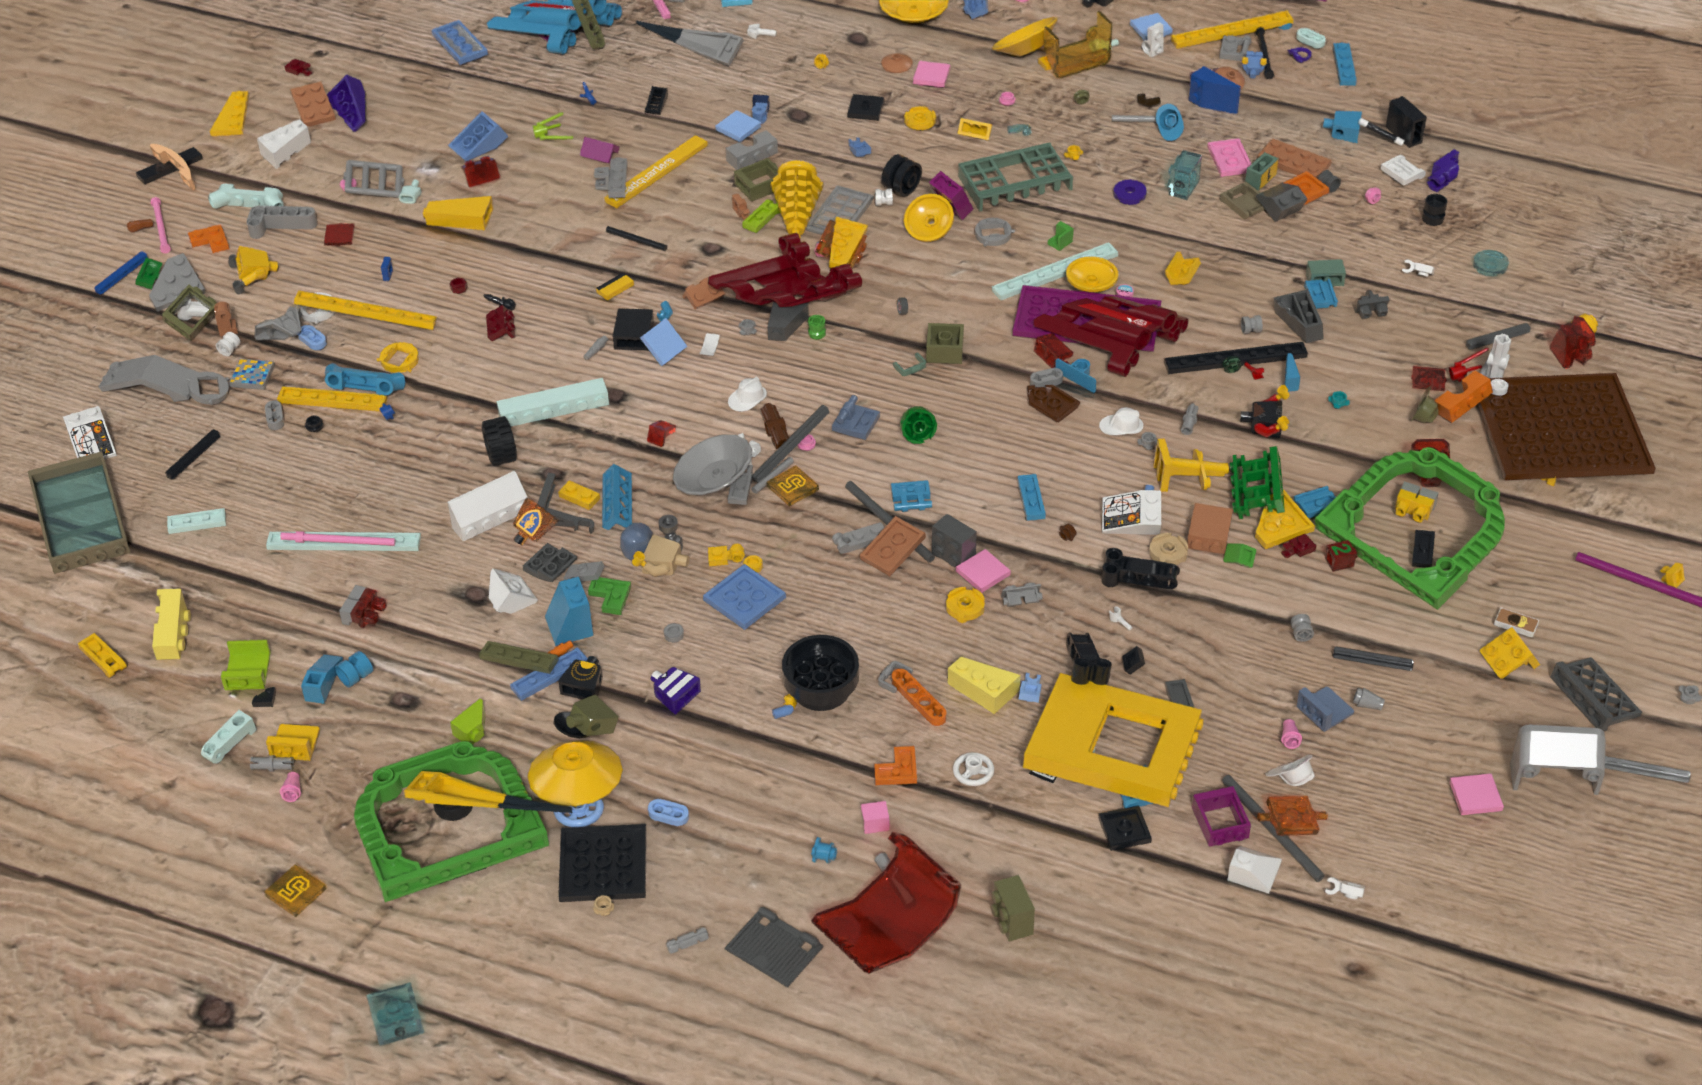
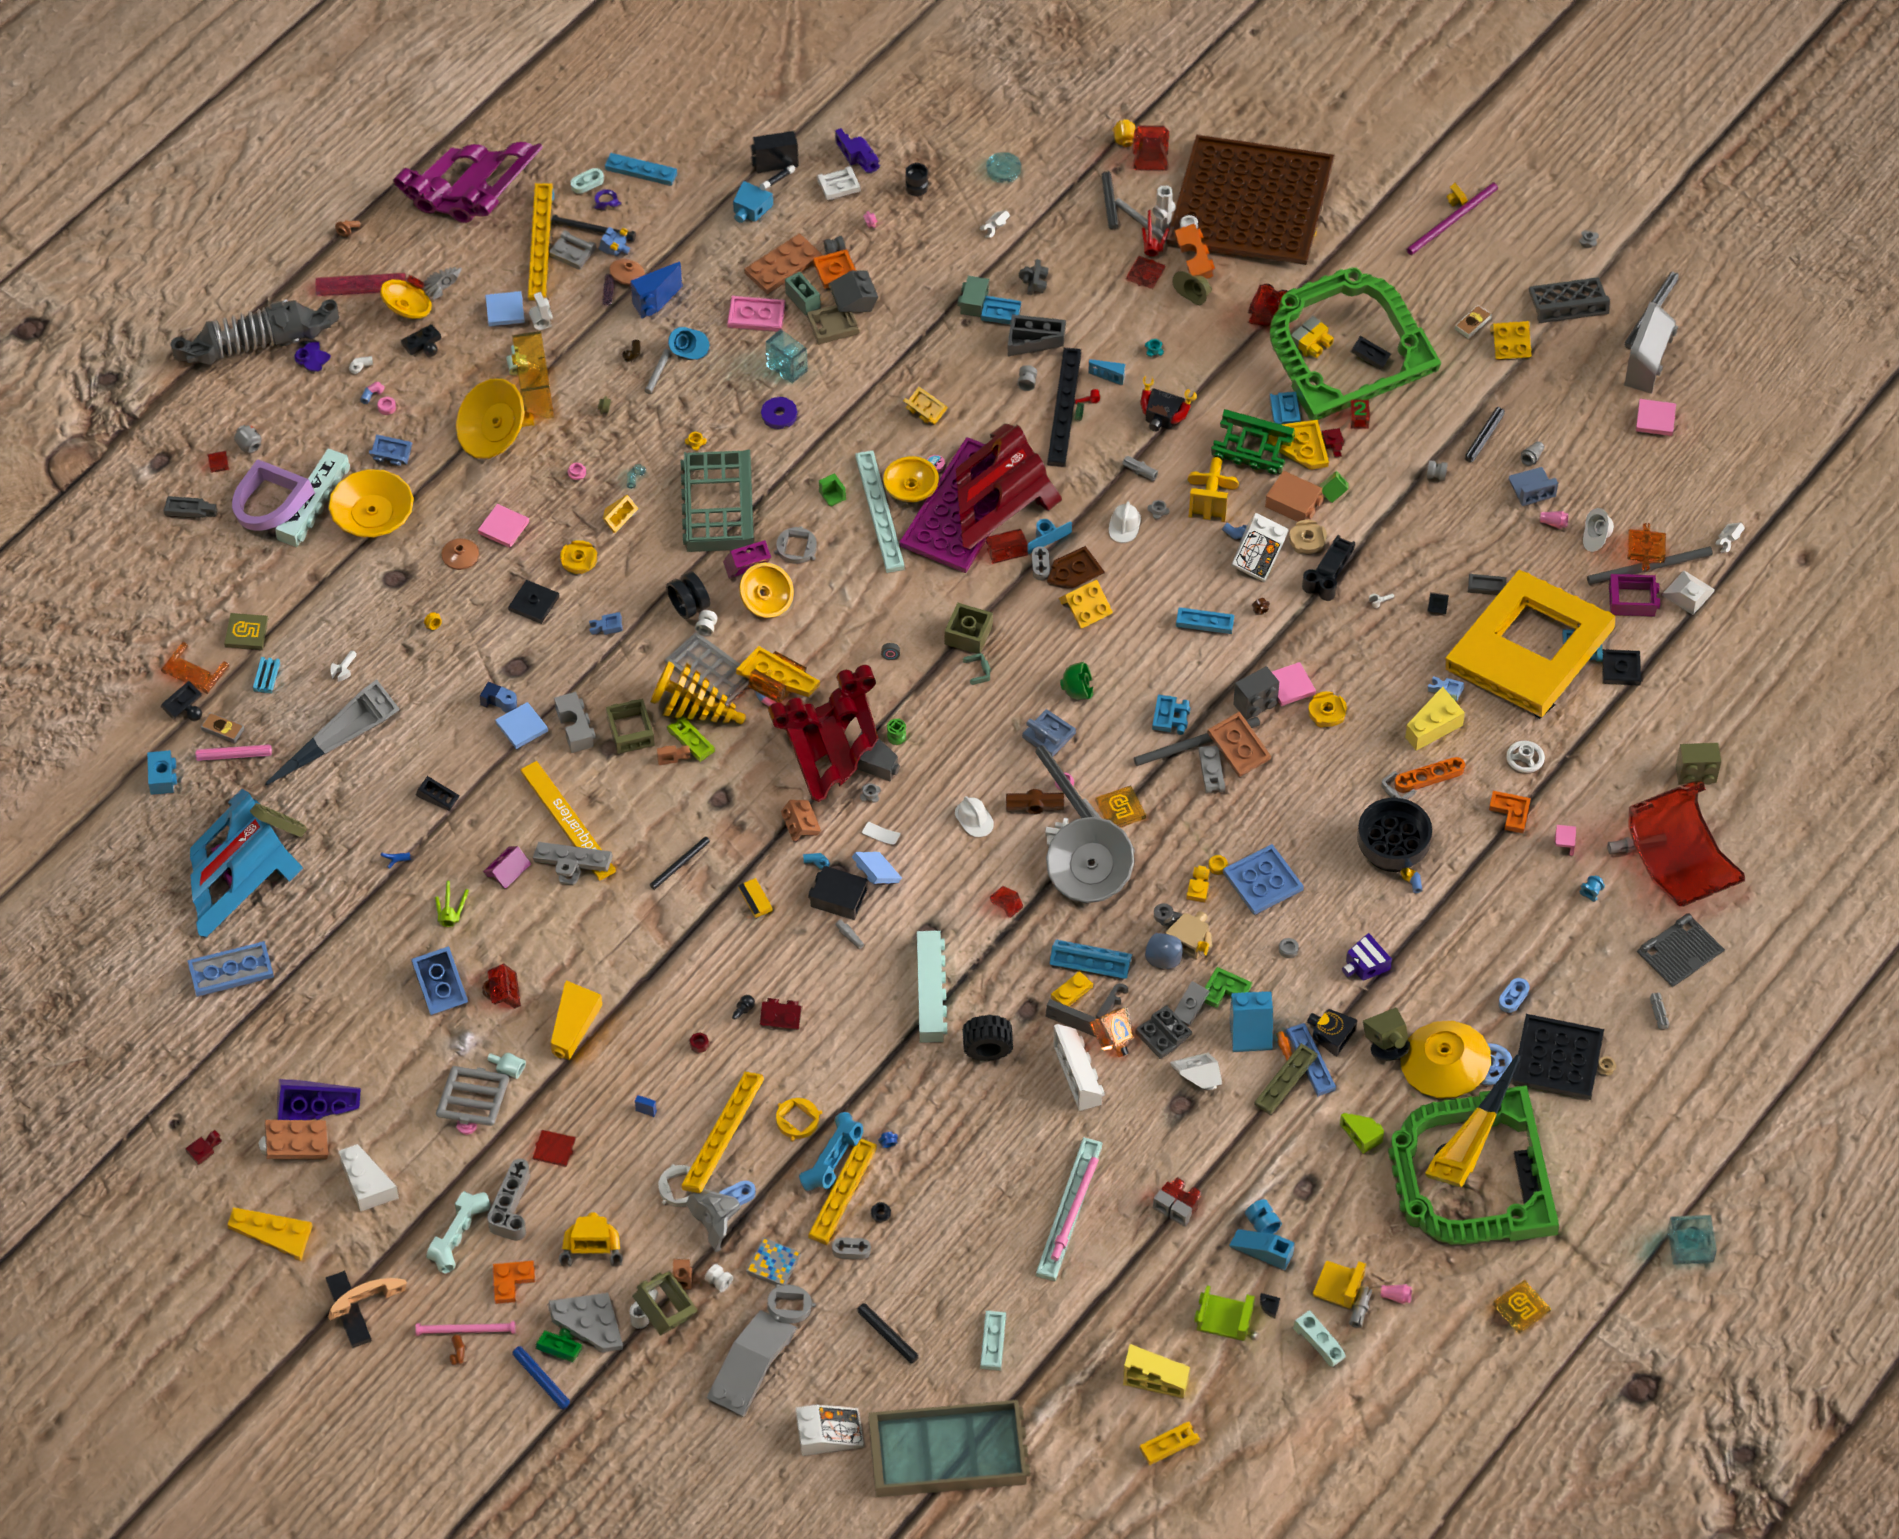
camera: 75 degrees left, 10 degrees up
(1011, 414) = (1087, 604): none -> yellow bracket
(1014, 594) = (1329, 656): light grey hinge -> none
(1086, 661) = (1434, 634): black piece -> none

